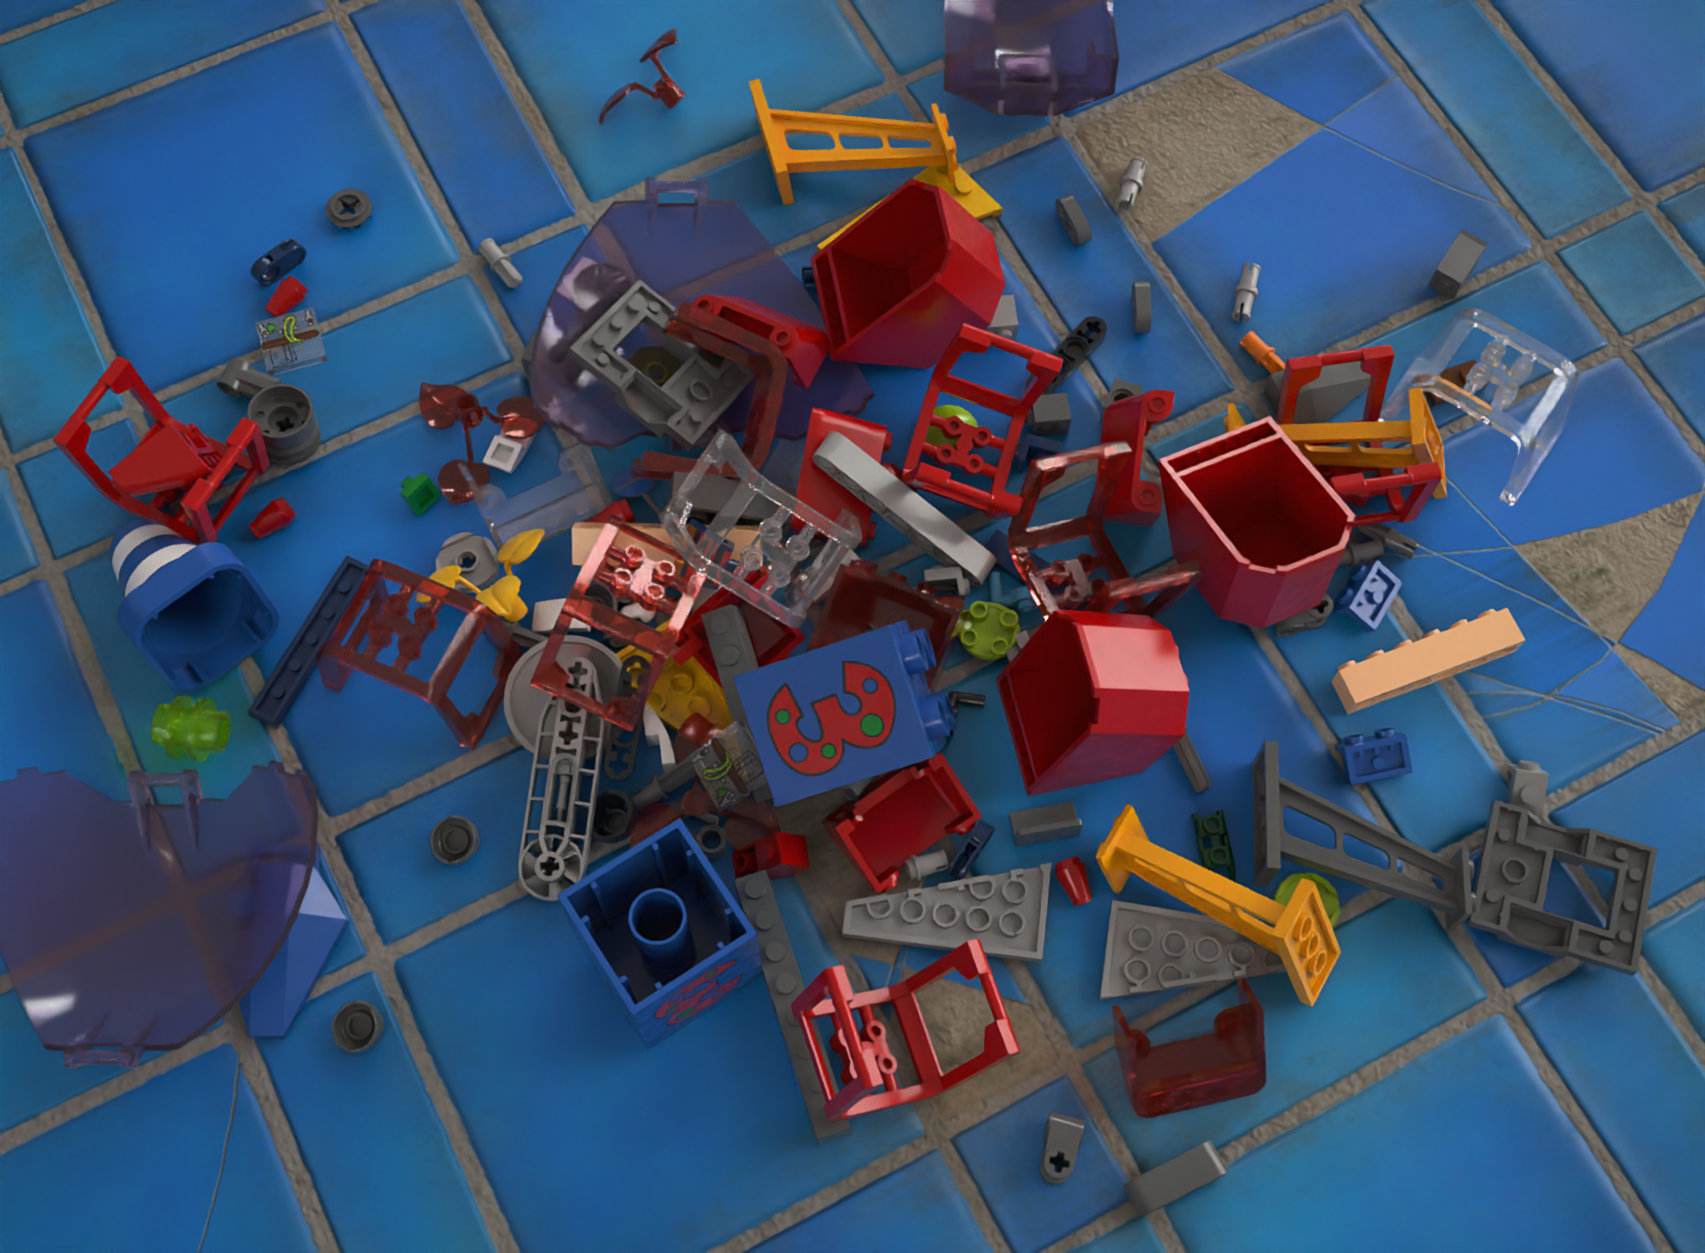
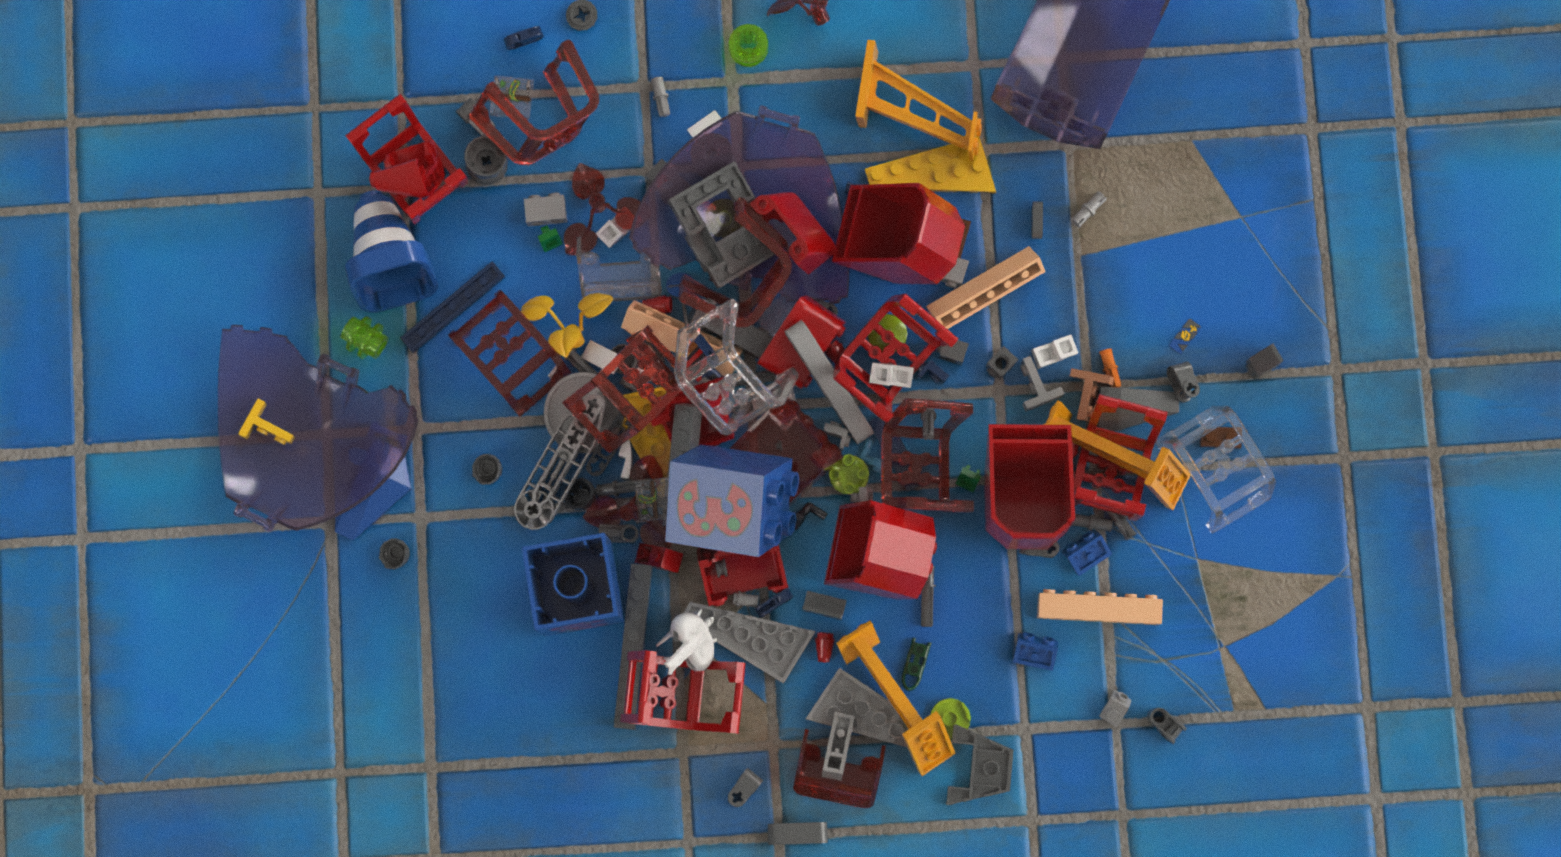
camera: 30 degrees right, 15 degrees up
(73, 919) = (263, 426): none -> yellow bracket
(273, 518) = (458, 217): red cone -> none
(286, 296) = (519, 65): red cone -> none
(376, 322) = (555, 136): none -> clear red windscreen
(398, 458) = (545, 209): none -> light grey brick
(474, 547) = (569, 288): light grey plate -> none
(592, 155) = (750, 56): none -> clear neon green piece
(870, 832) = (721, 568): none -> dark grey bush
(882, 948) = (696, 640): none -> white hair
(985, 472) = (891, 375): none -> white slope
(1054, 317) = (986, 288): none -> light nougat brick
(1063, 506) = (928, 418): none -> dark grey axle
(1071, 362) = (985, 318): black beam -> none
(1130, 420) = (990, 382): red windscreen -> none
(1141, 307) = (1049, 301): dark grey beam -> none
(1155, 564) = (968, 479): none -> green tile
(1171, 1016) = (838, 746): none -> light grey slope
(1182, 365) = (1054, 351): none -> white slope
(1189, 417) = (1036, 387): none -> light grey bracket
(1246, 292) = (1121, 318): light grey pin -> none
(1251, 373) = (1089, 391): none -> nougat bracket
(1273, 843) = (963, 650): dark grey piece -> none
(1335, 284) = (1185, 336): none -> sticker
(1367, 328) = (1183, 379): none -> dark grey piece
(1402, 949) = (989, 767): none -> dark grey wing
(1515, 878) = (1076, 756): dark grey piece -> none
(1612, 777) = (1166, 725): none -> dark grey piece

